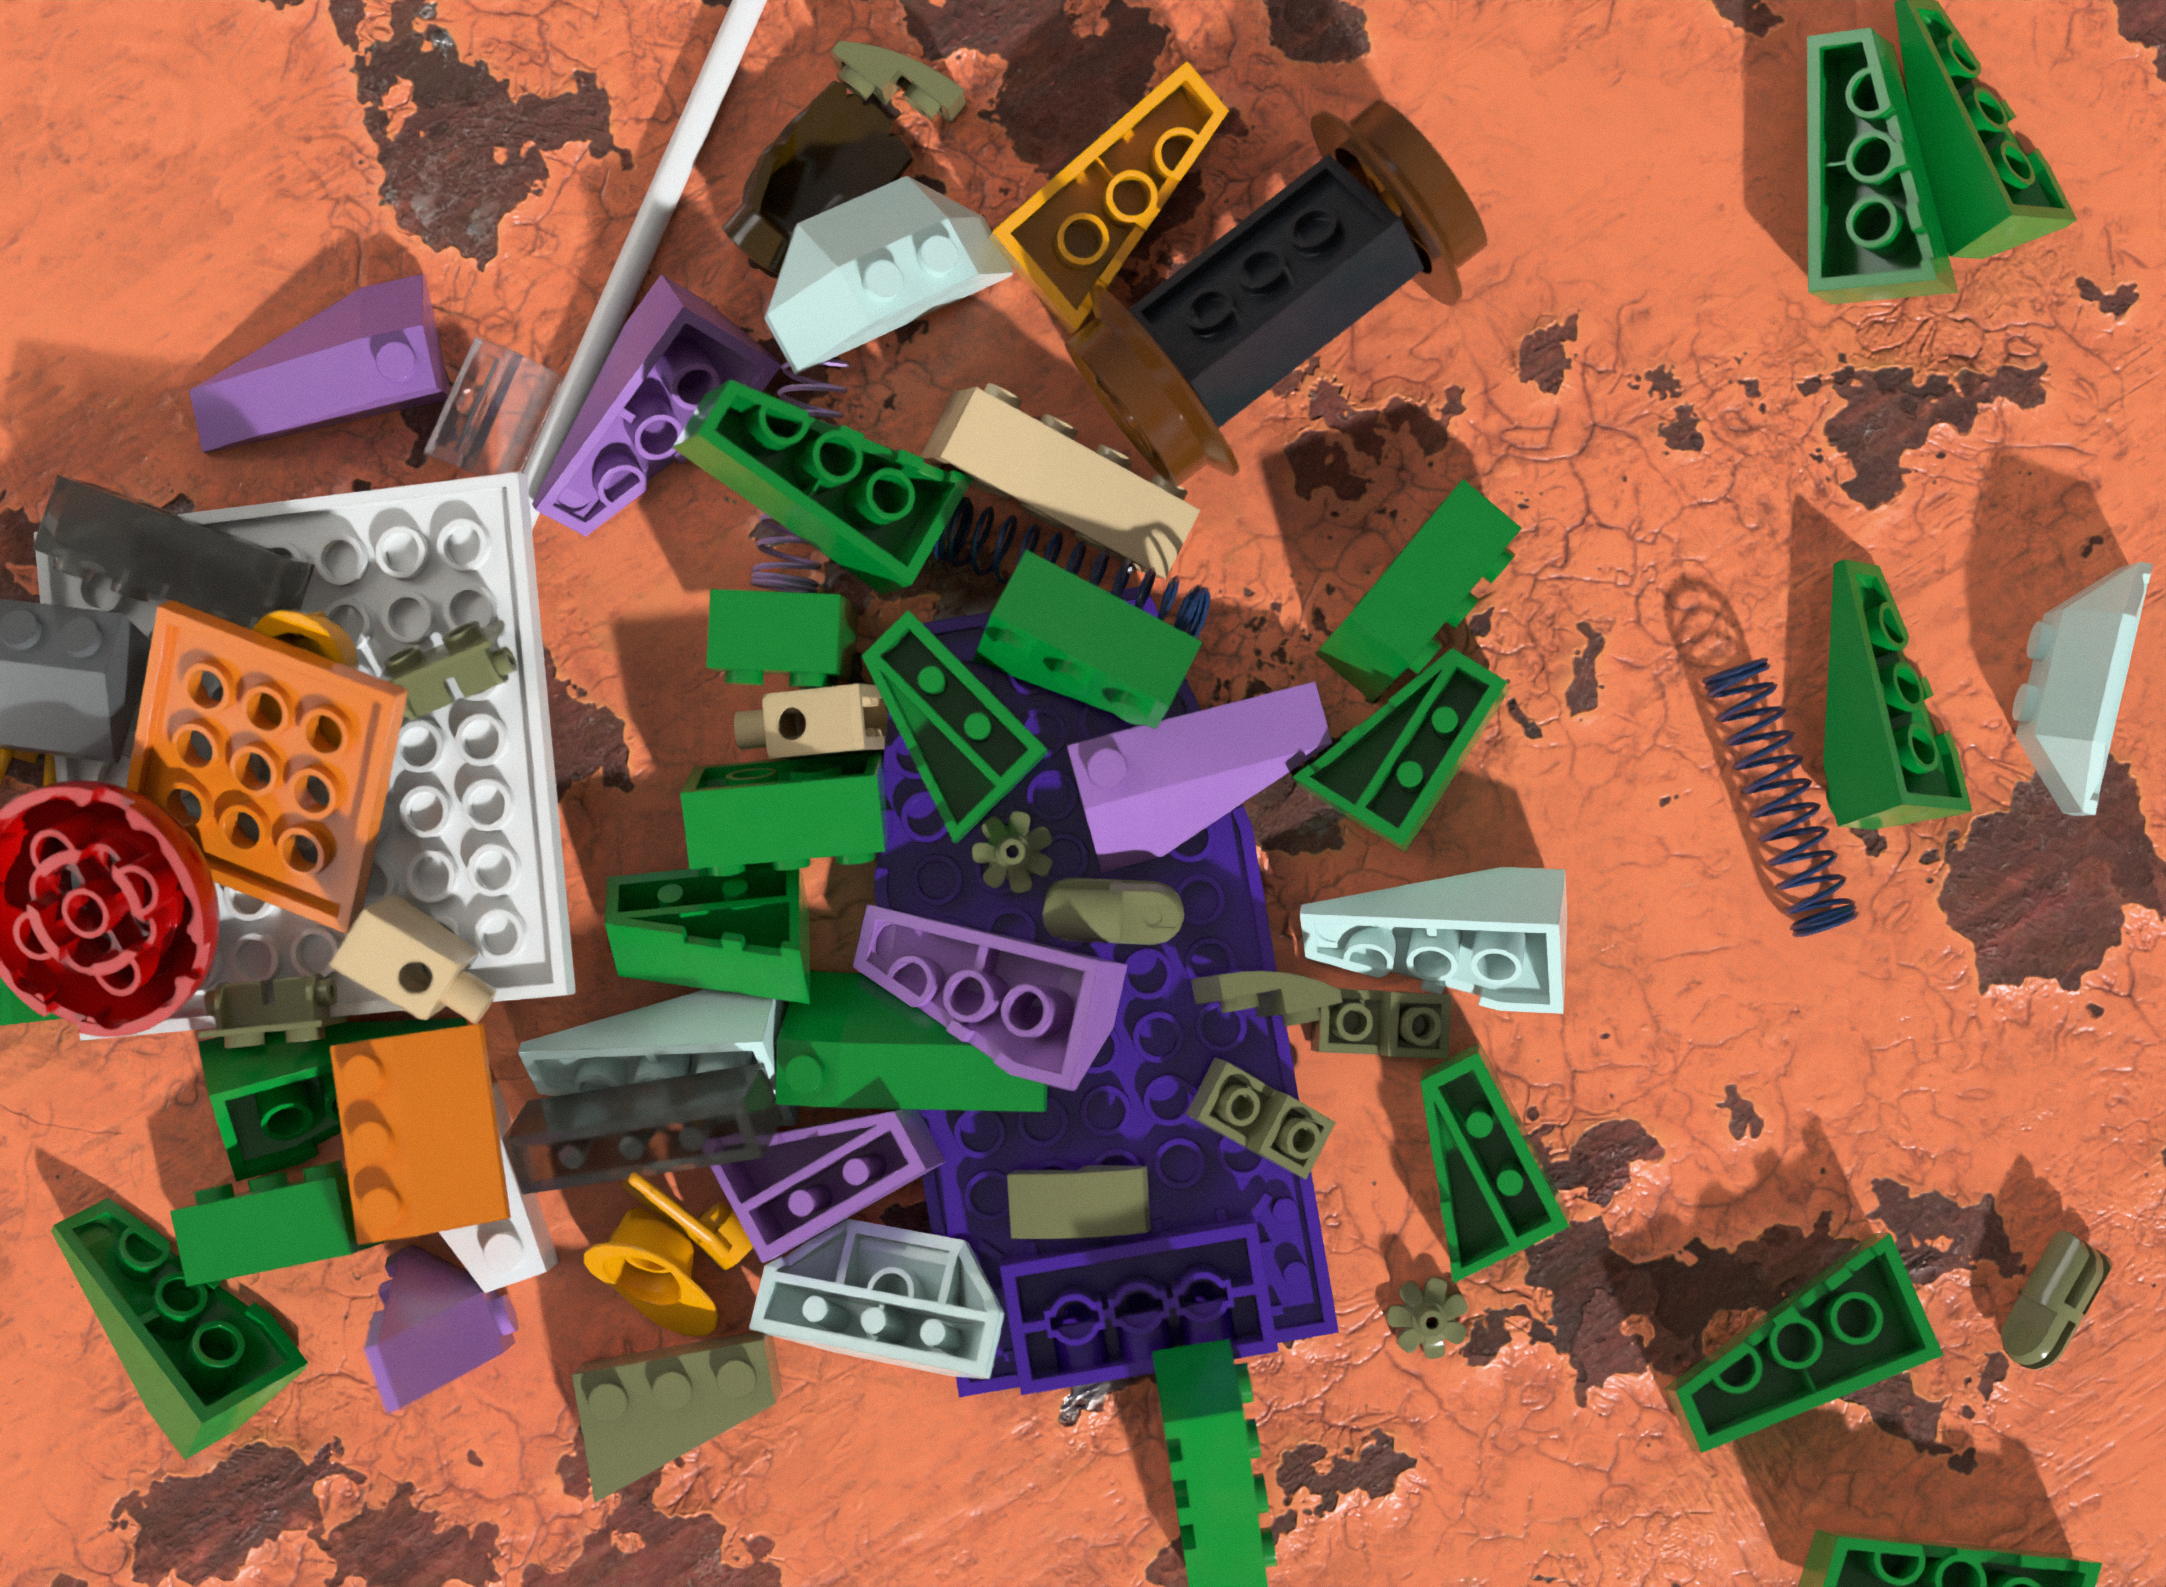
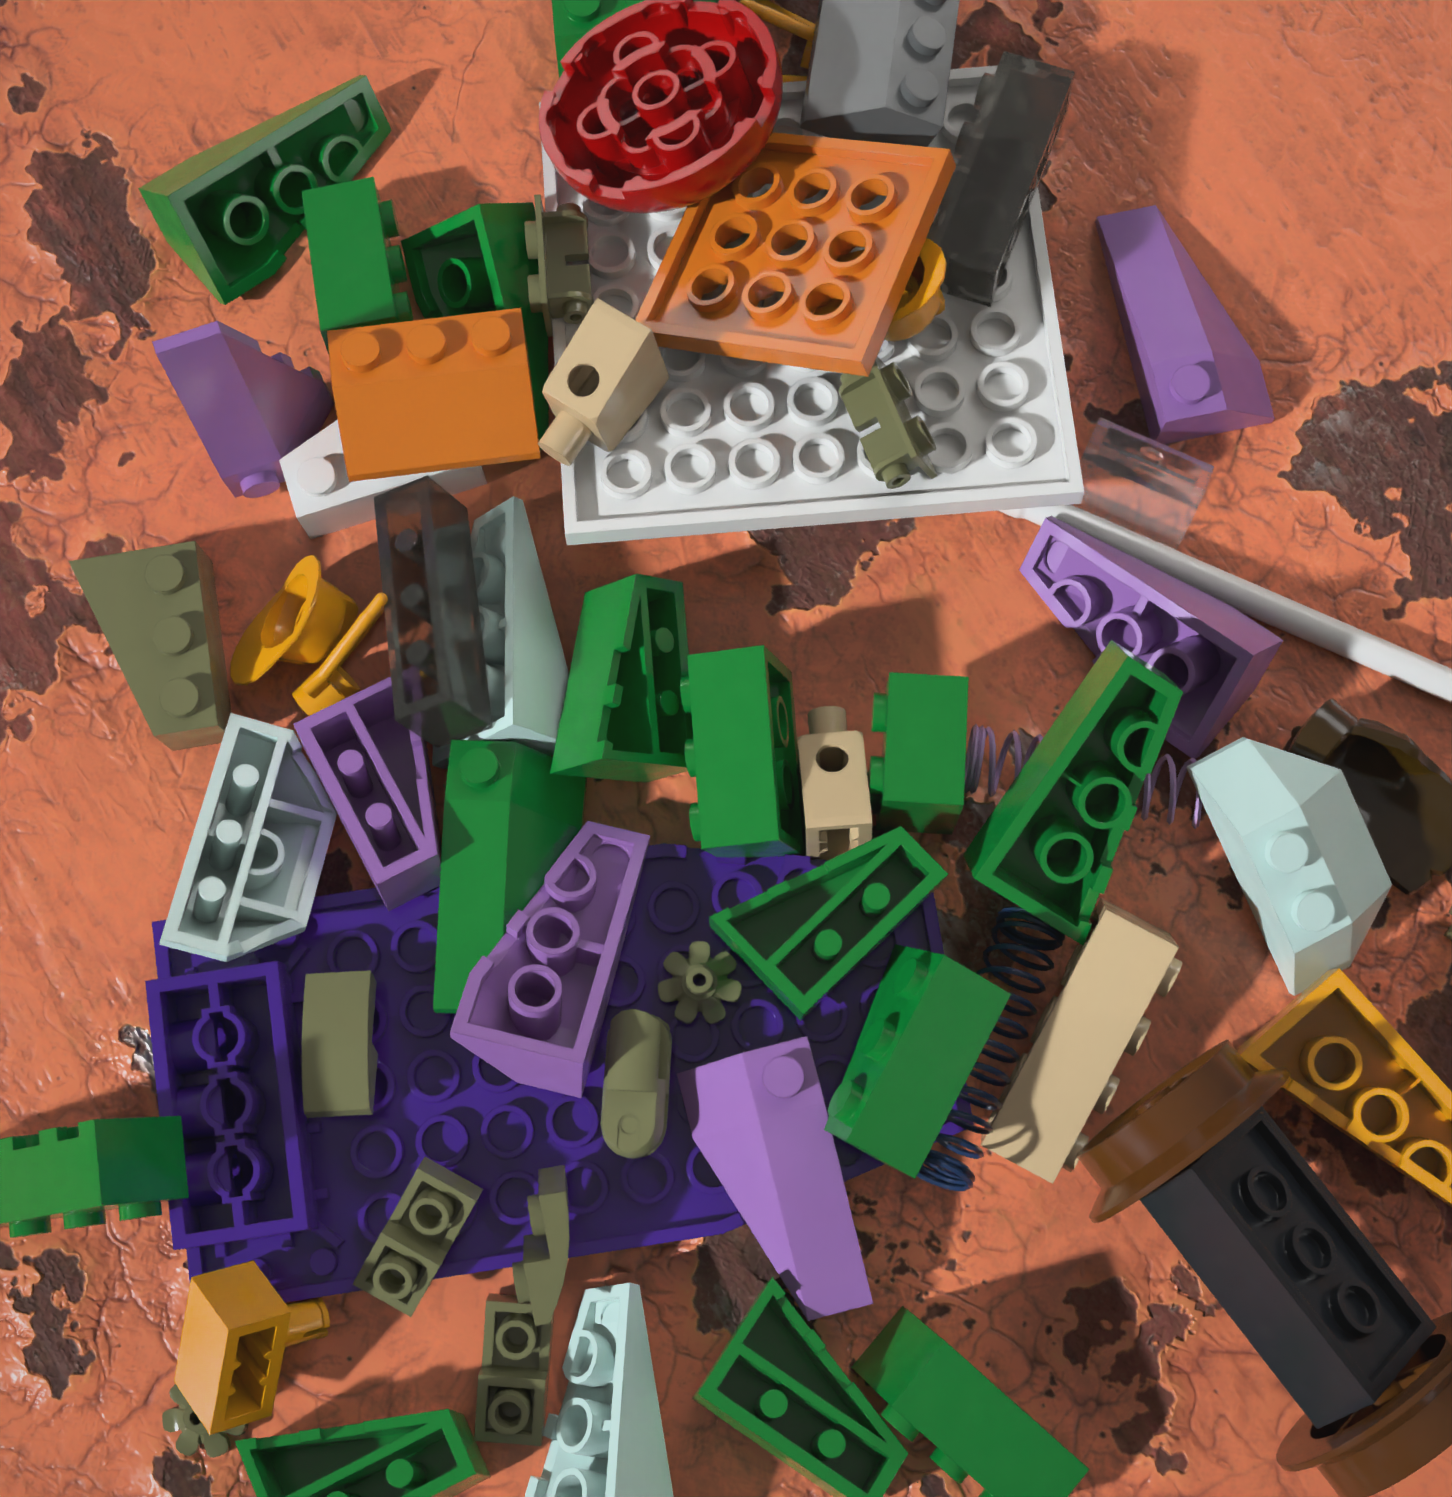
camera: 90 degrees right, 10 degrees down
(1364, 1285) = (237, 1344): none -> light orange brick

